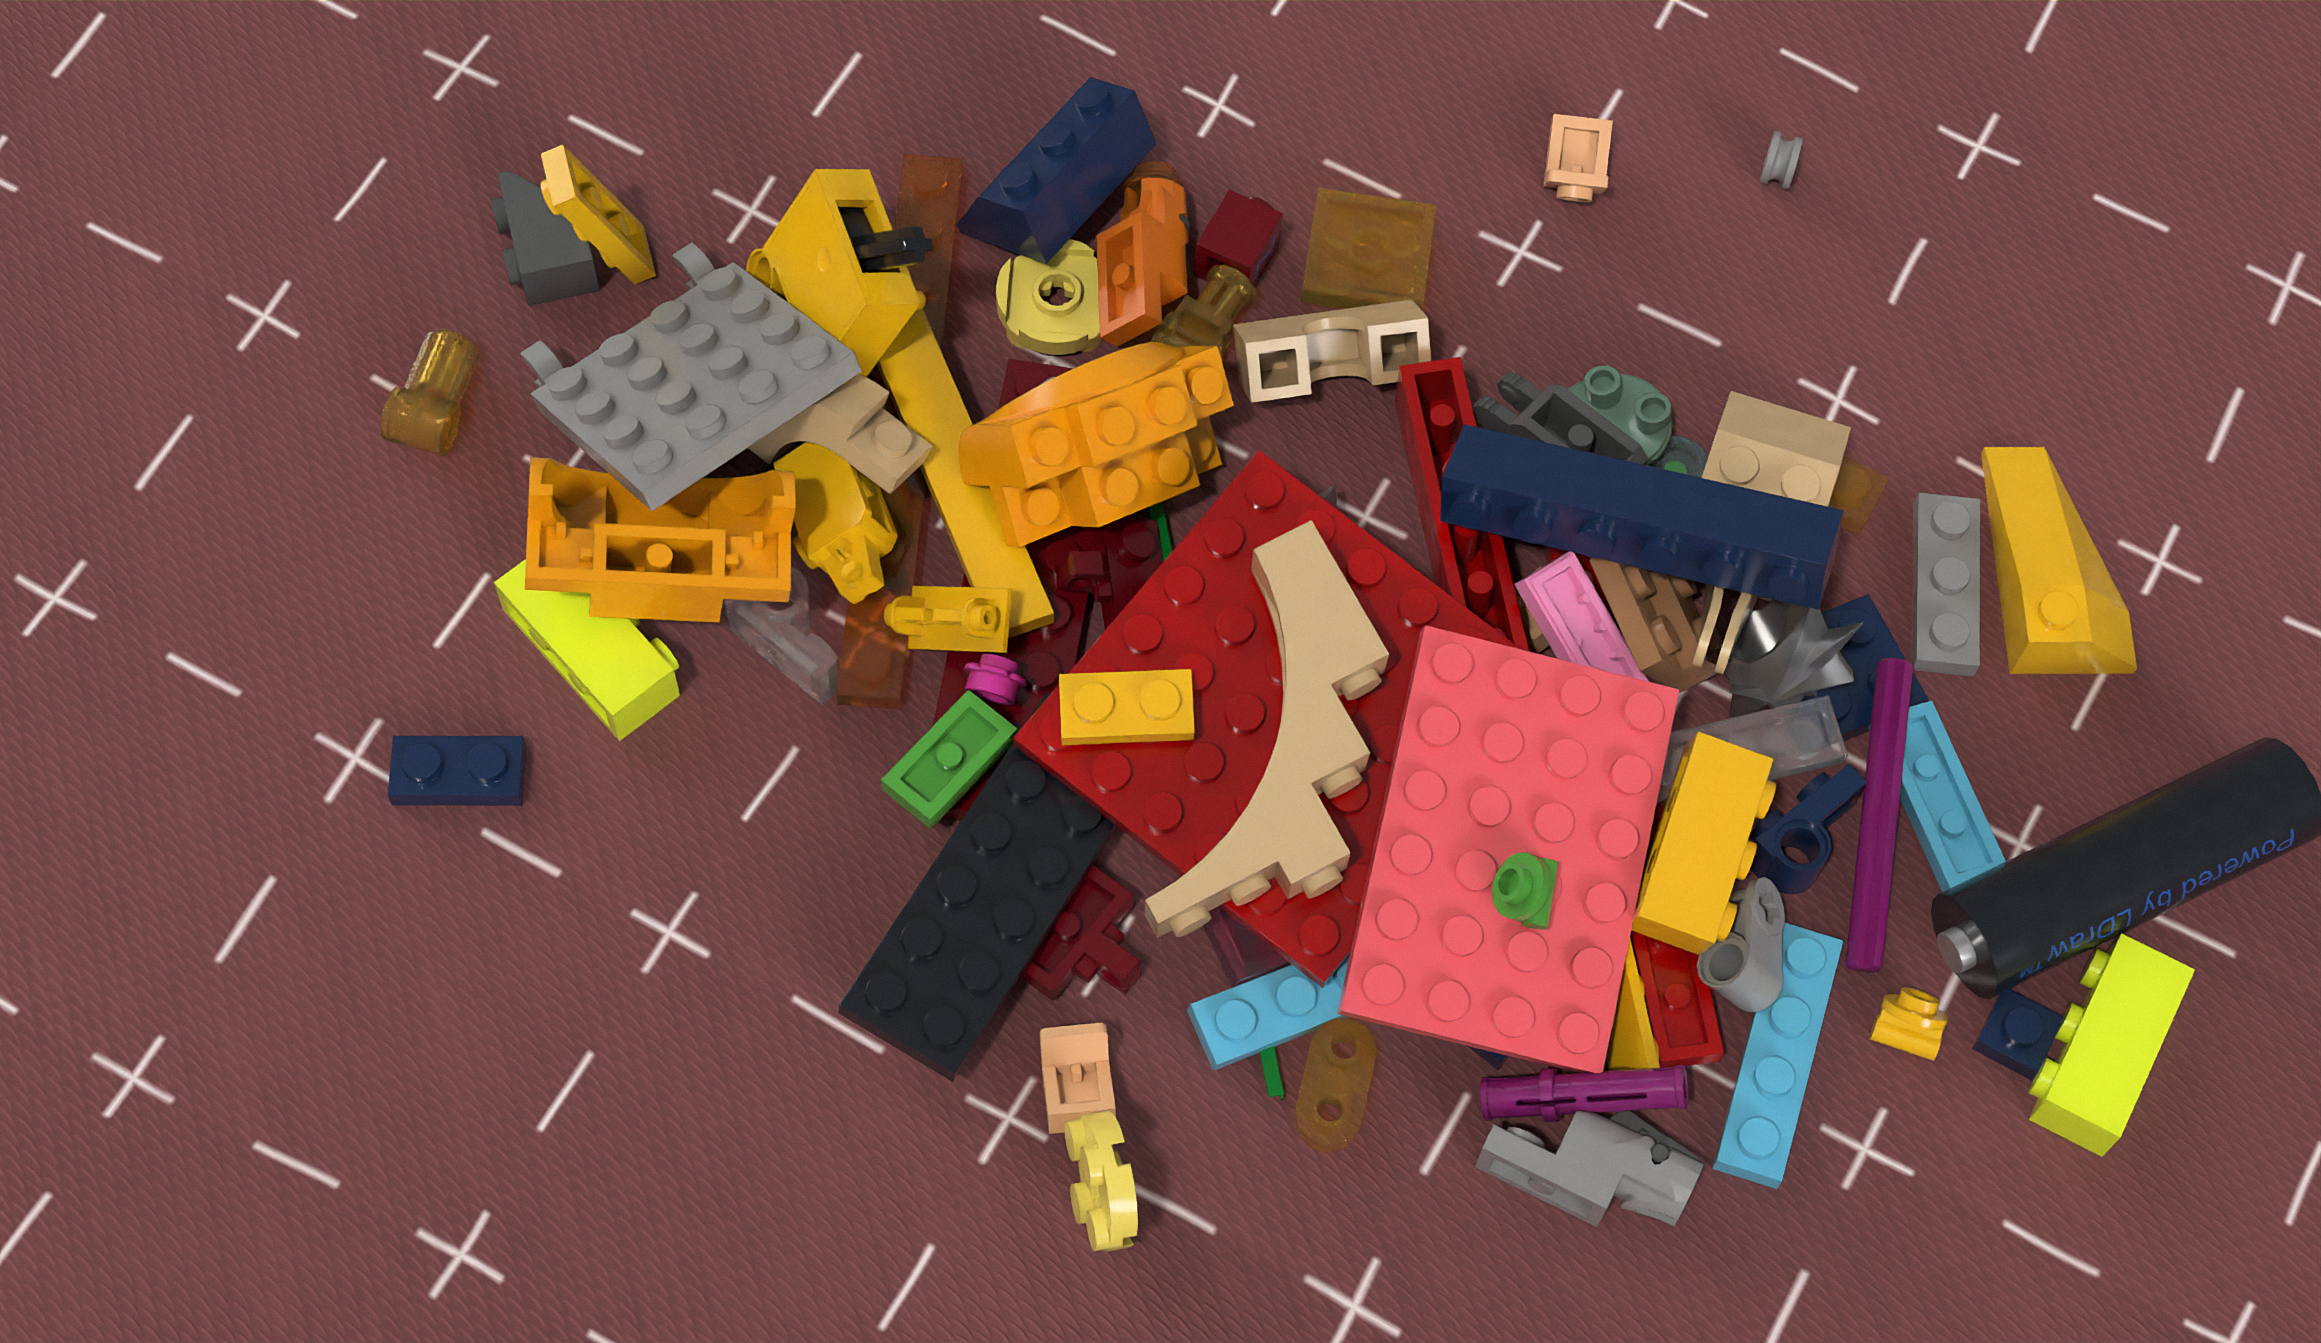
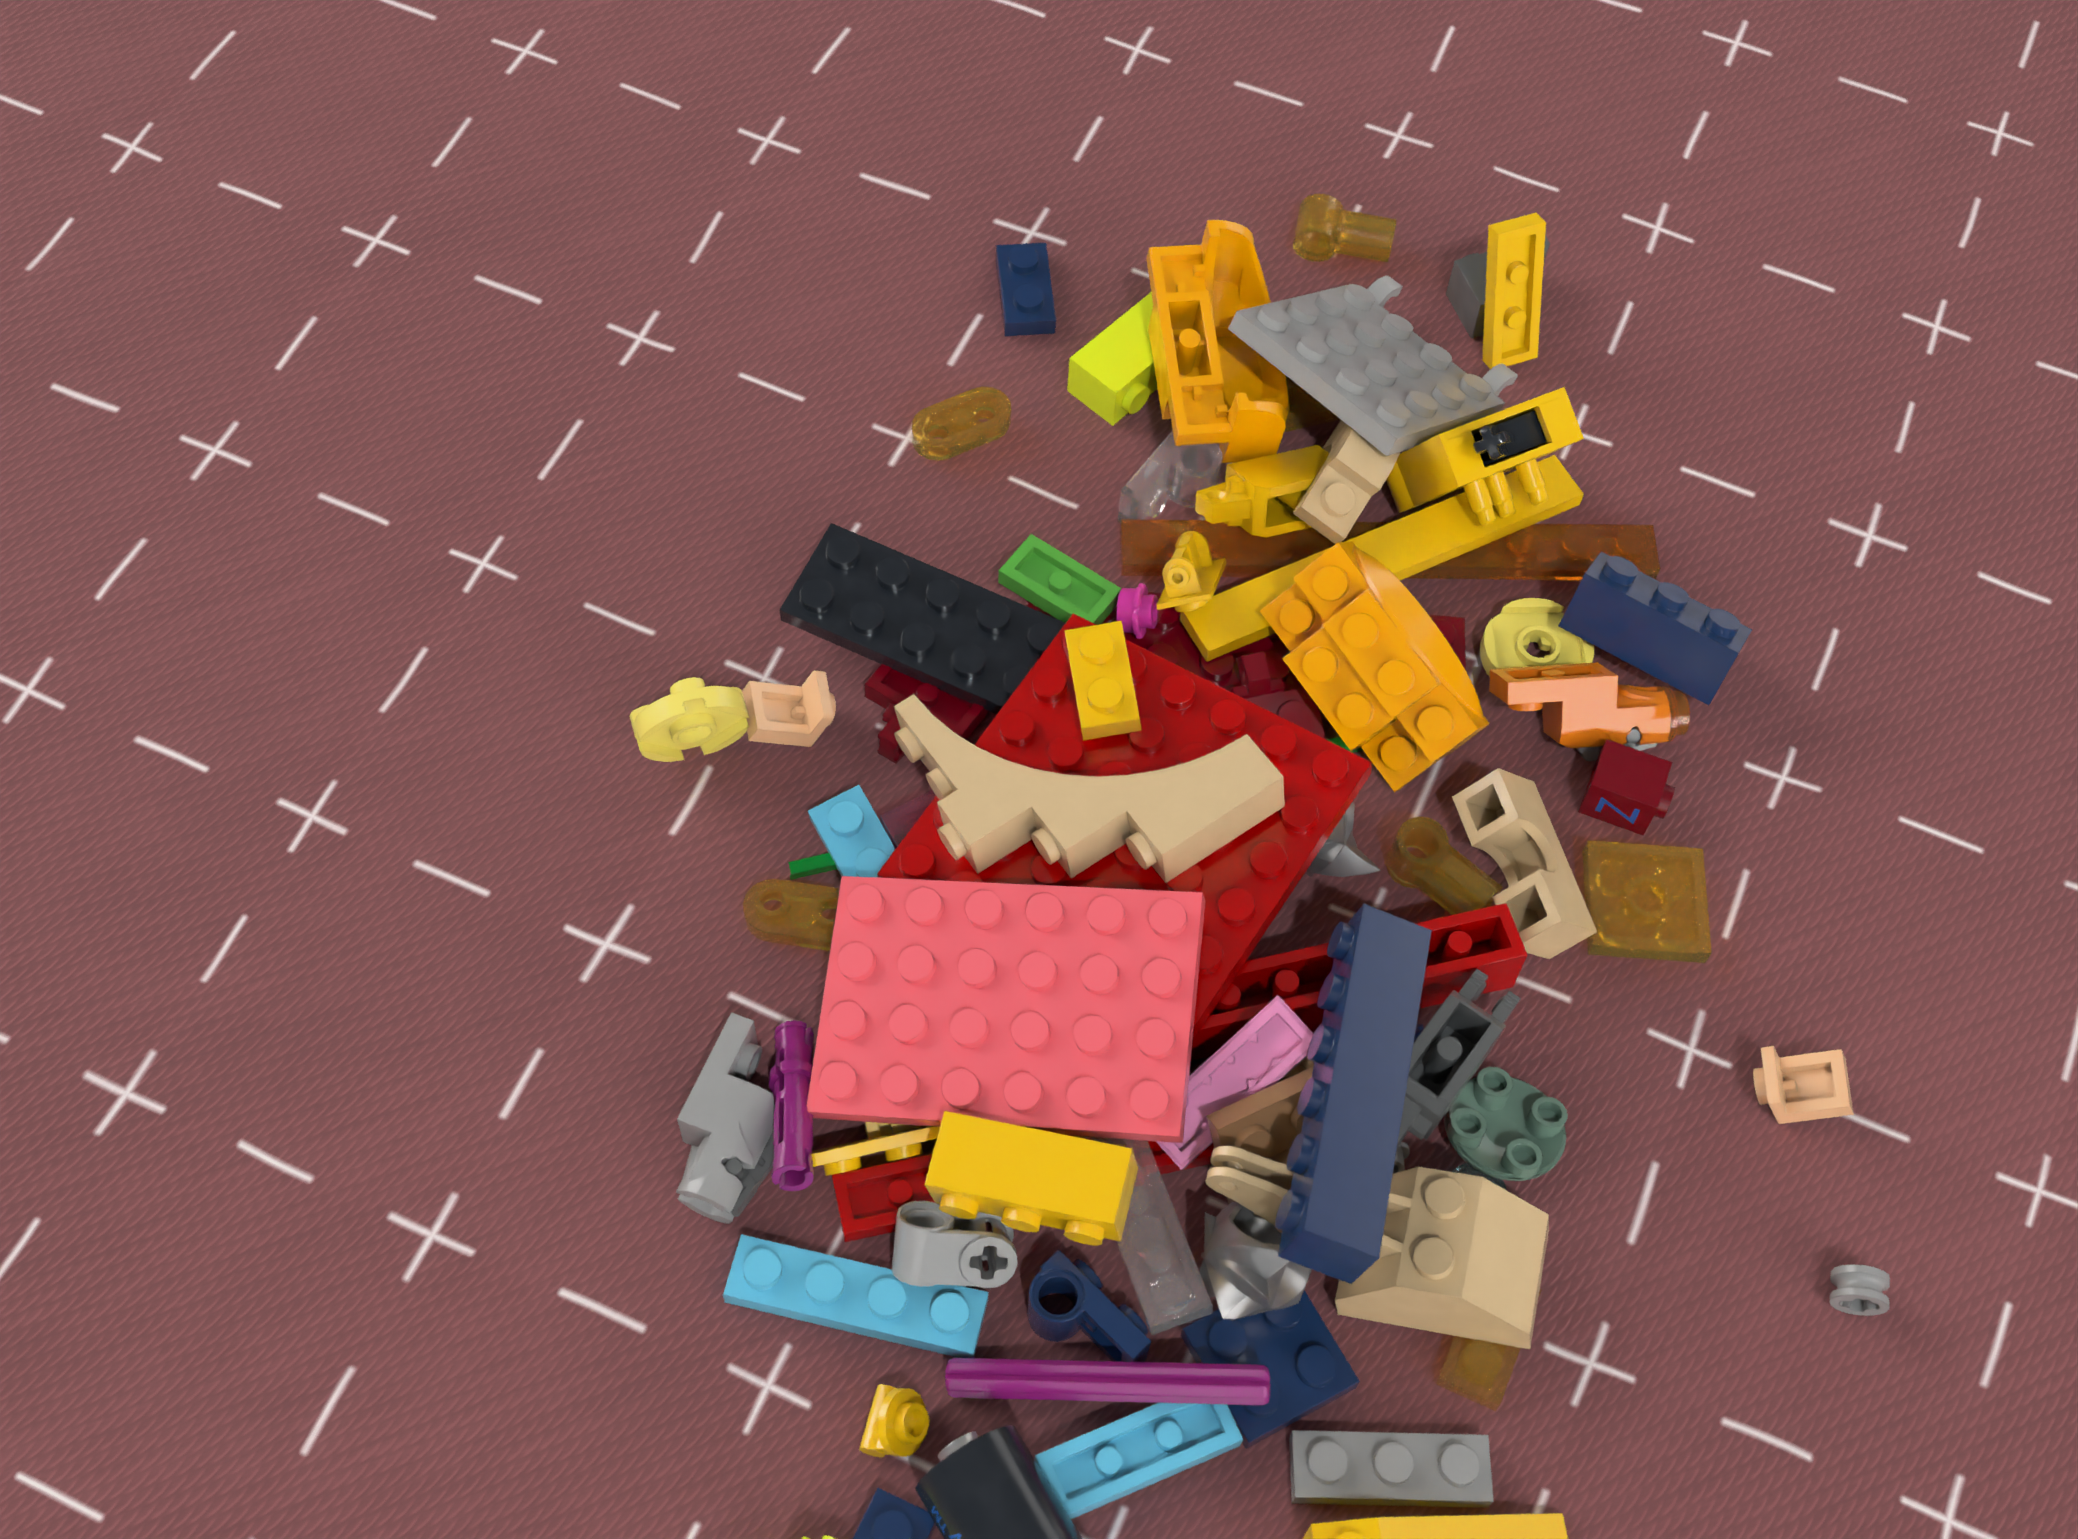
camera: 85 degrees right, 5 degrees down
(671, 863) = (959, 423): none -> clear yellow plate
(1210, 316) = (1531, 759): clear yellow connector -> none
(1330, 430) = (1445, 873): none -> clear yellow piece
(1525, 889) = (955, 1004): bright green plate -> none

